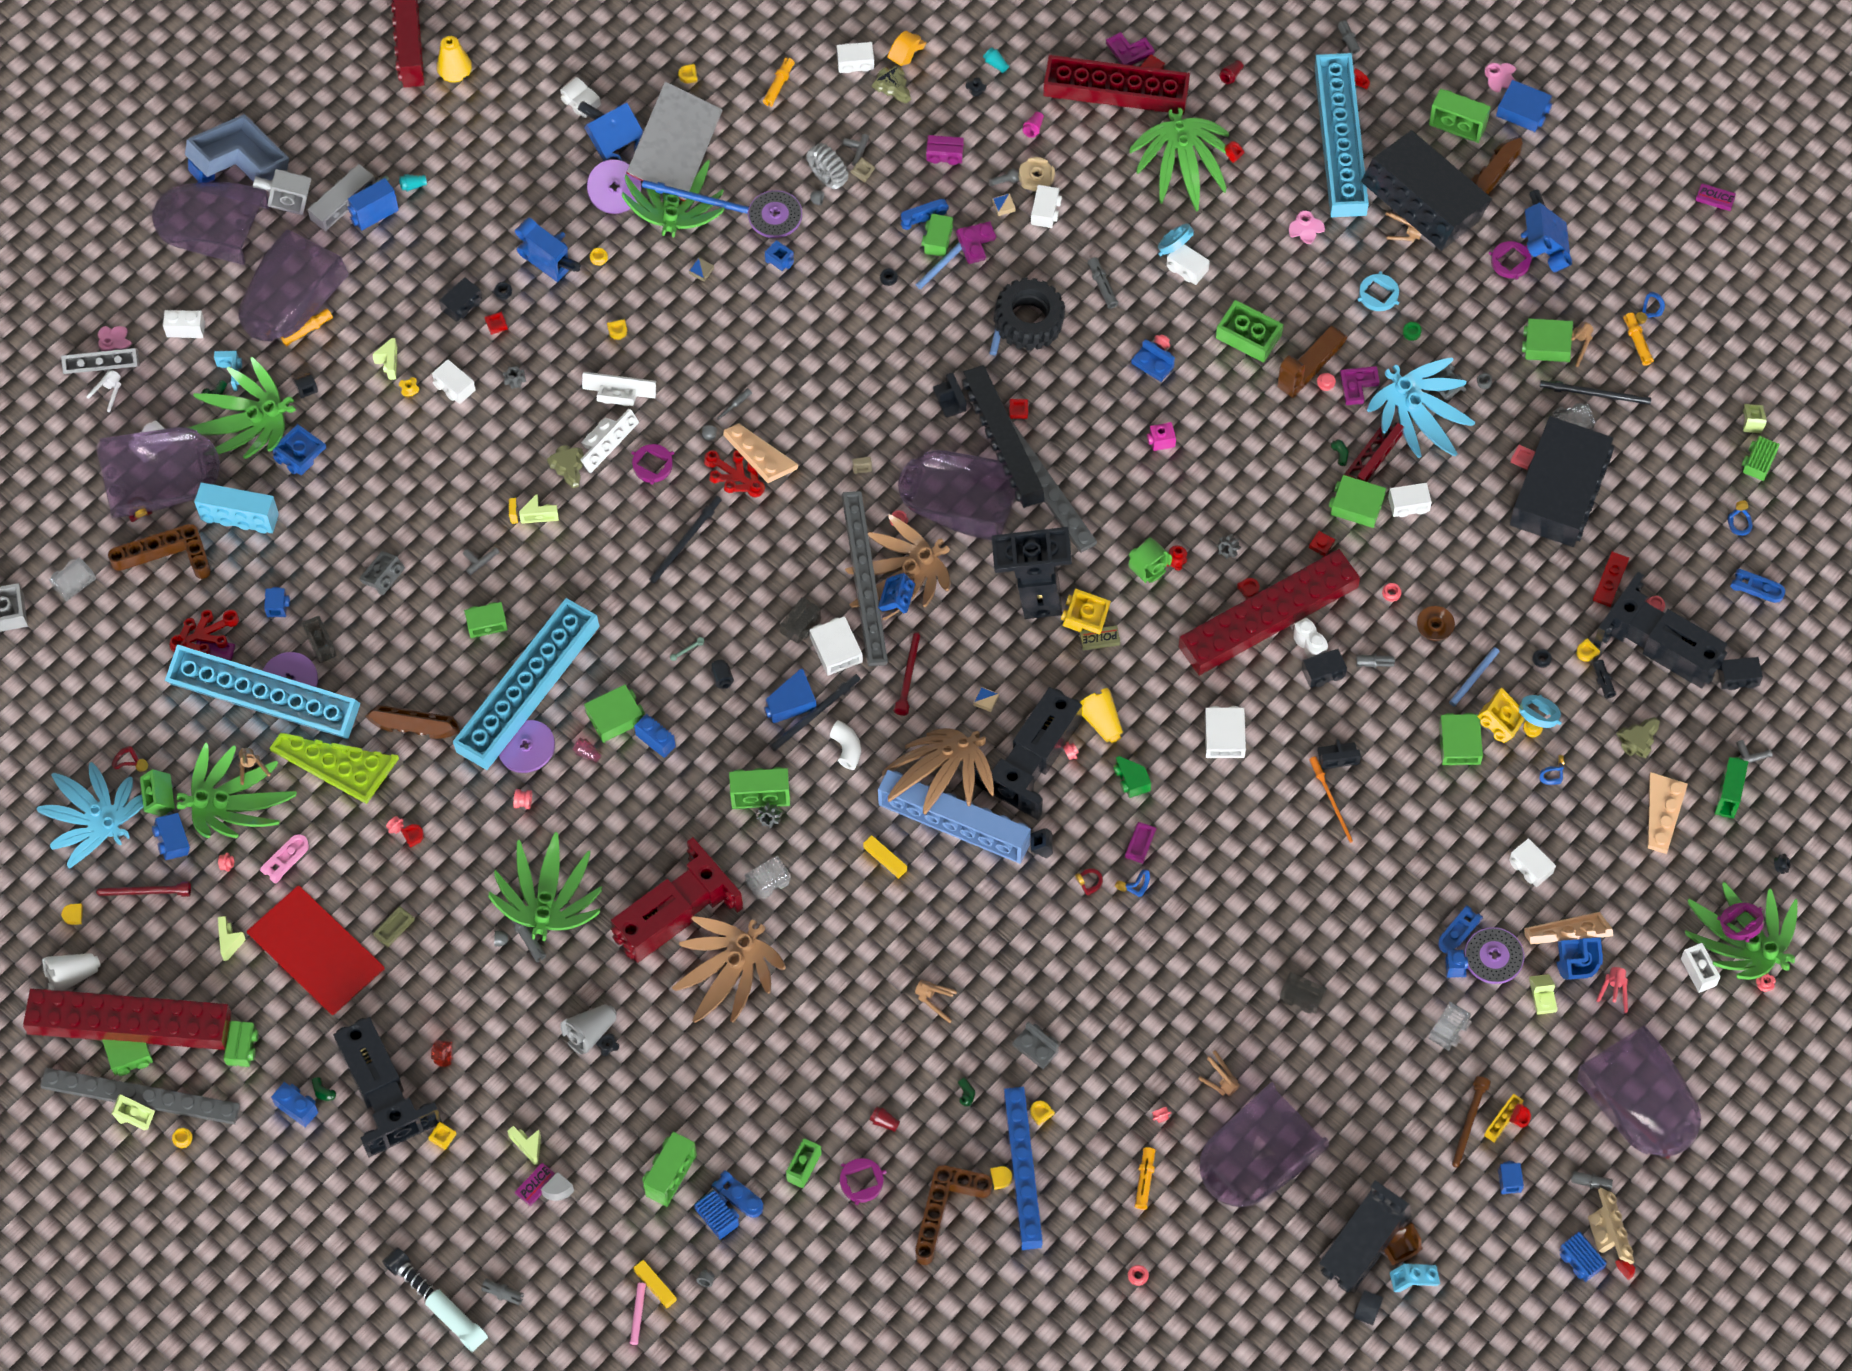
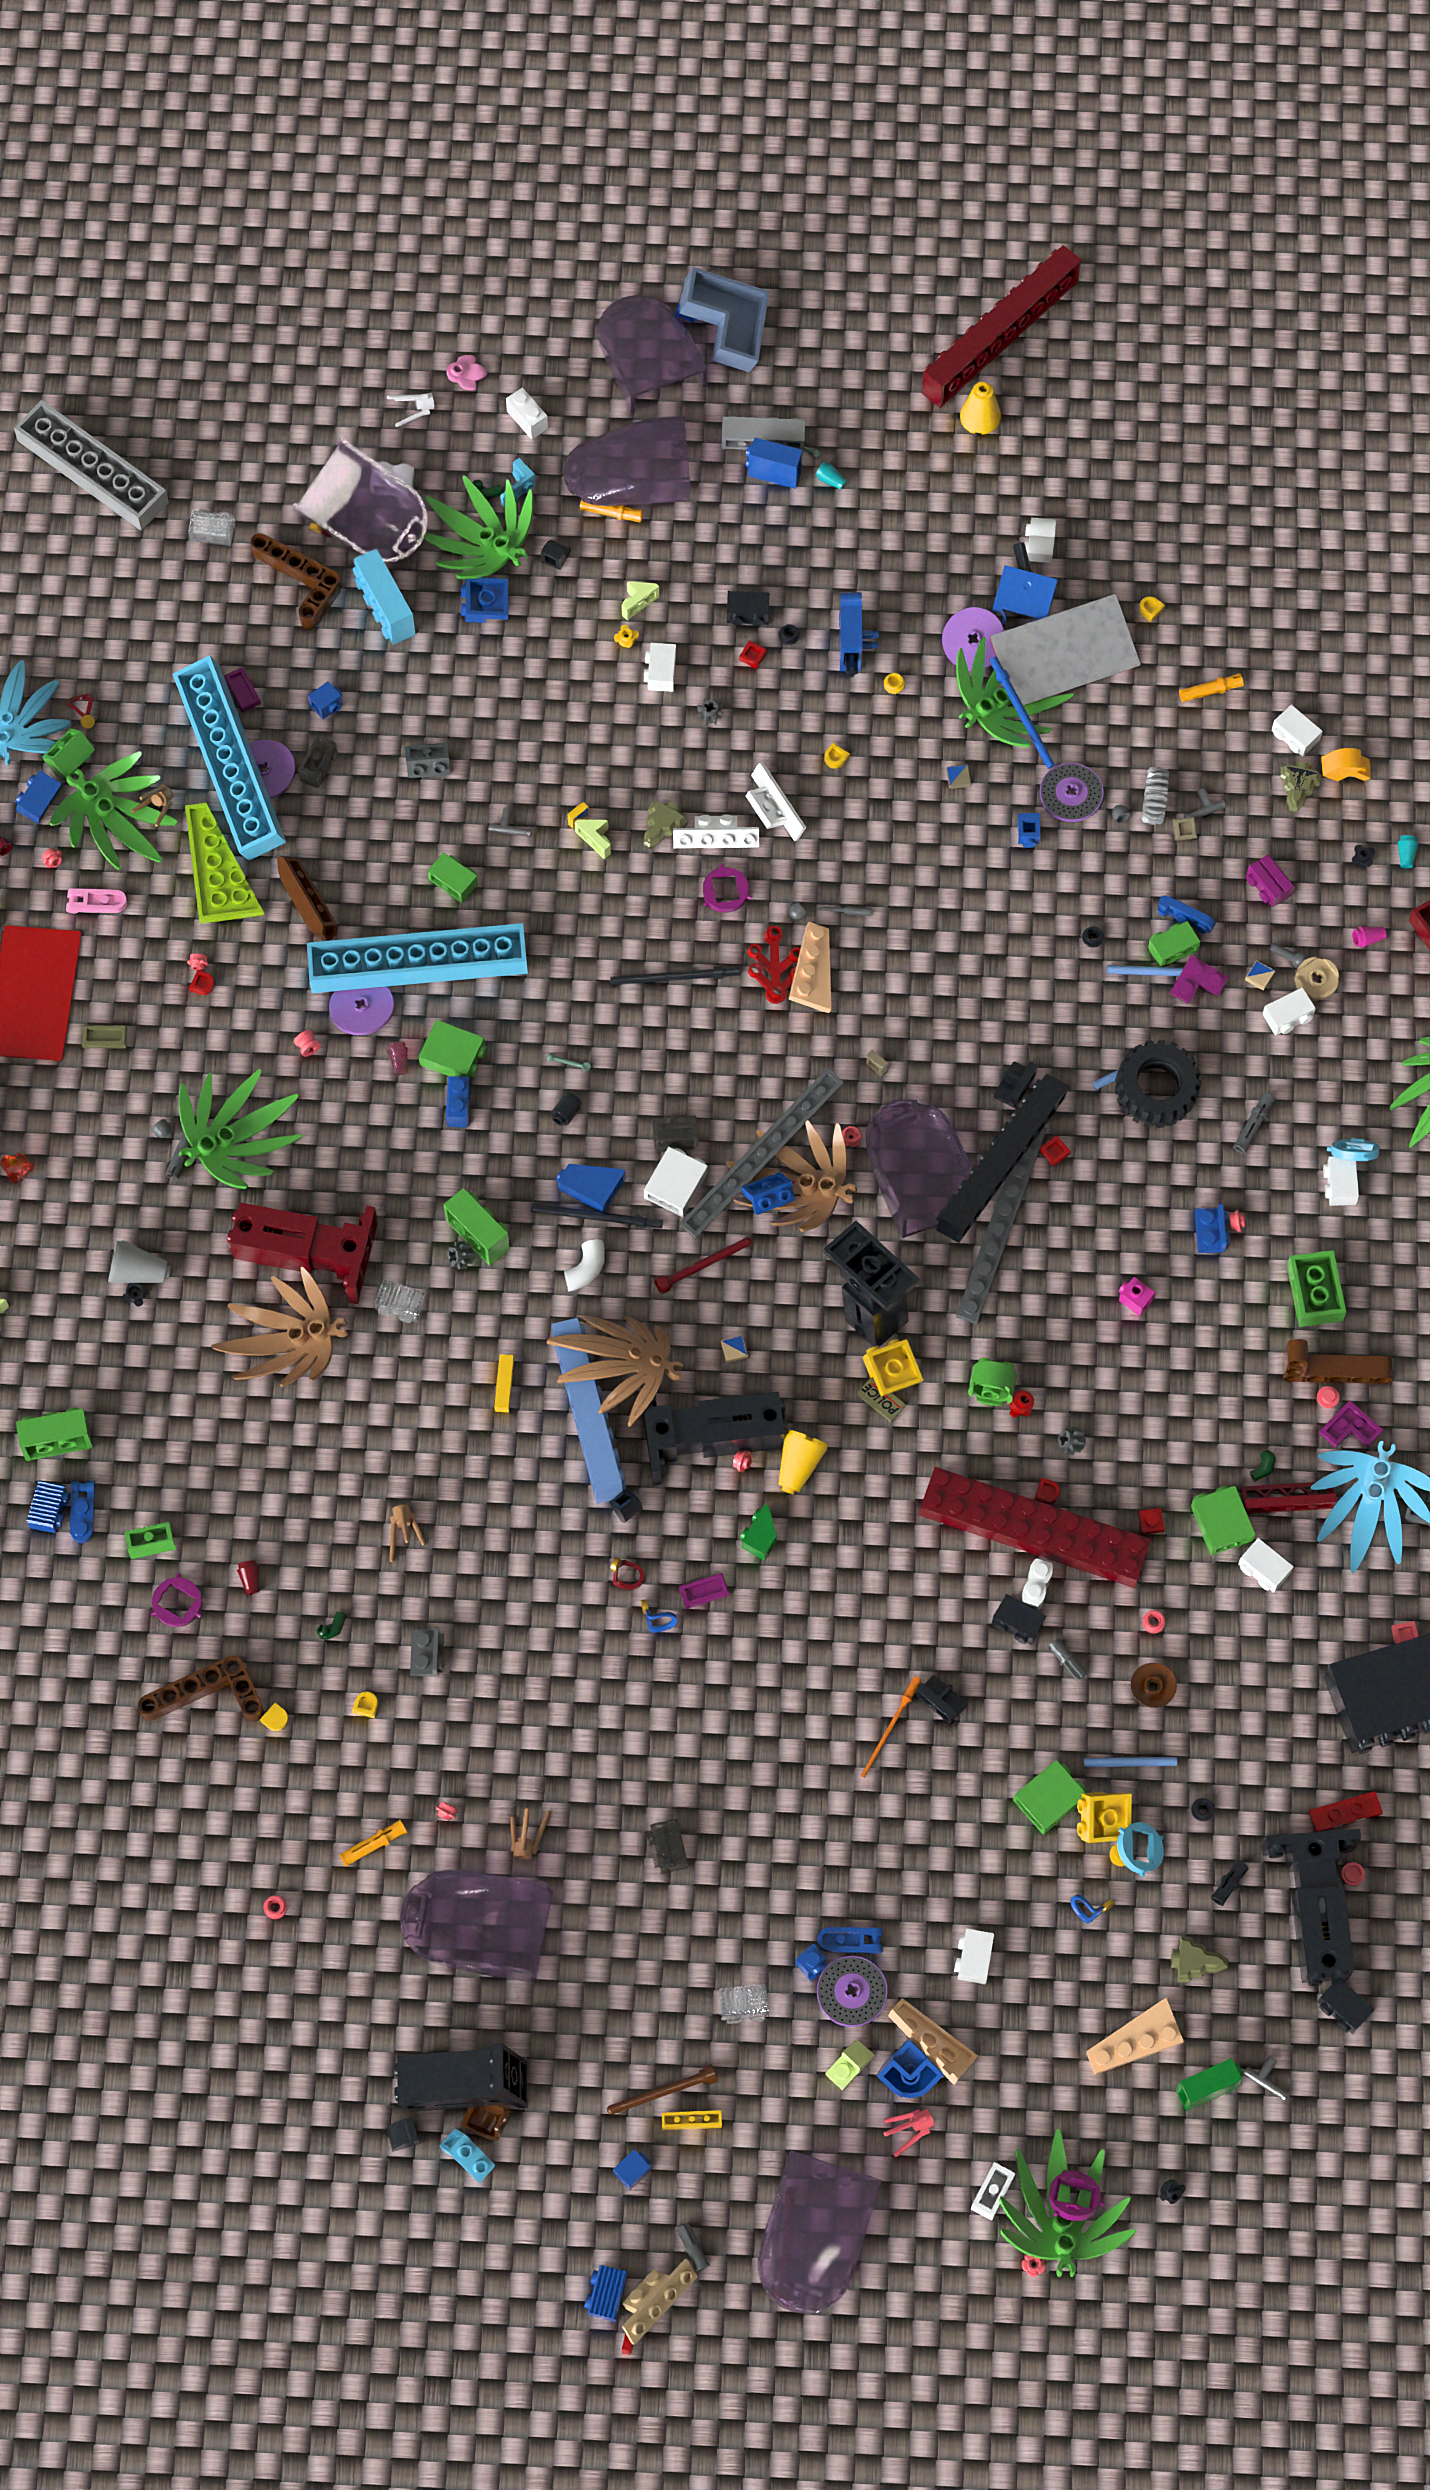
camera: 50 degrees right, 5 degrees up
(100, 361) = (432, 379): light grey brick -> none
(230, 619) = (228, 658): red plant -> none
(286, 191) = (723, 384): light grey brick -> none
(1023, 1168) = (295, 1730): blue brick -> none
(1225, 732) = (876, 1580): white brick -> none
(1520, 1116) = (703, 2134): red tile -> none
(1587, 651) = (1247, 1845): yellow tile -> none

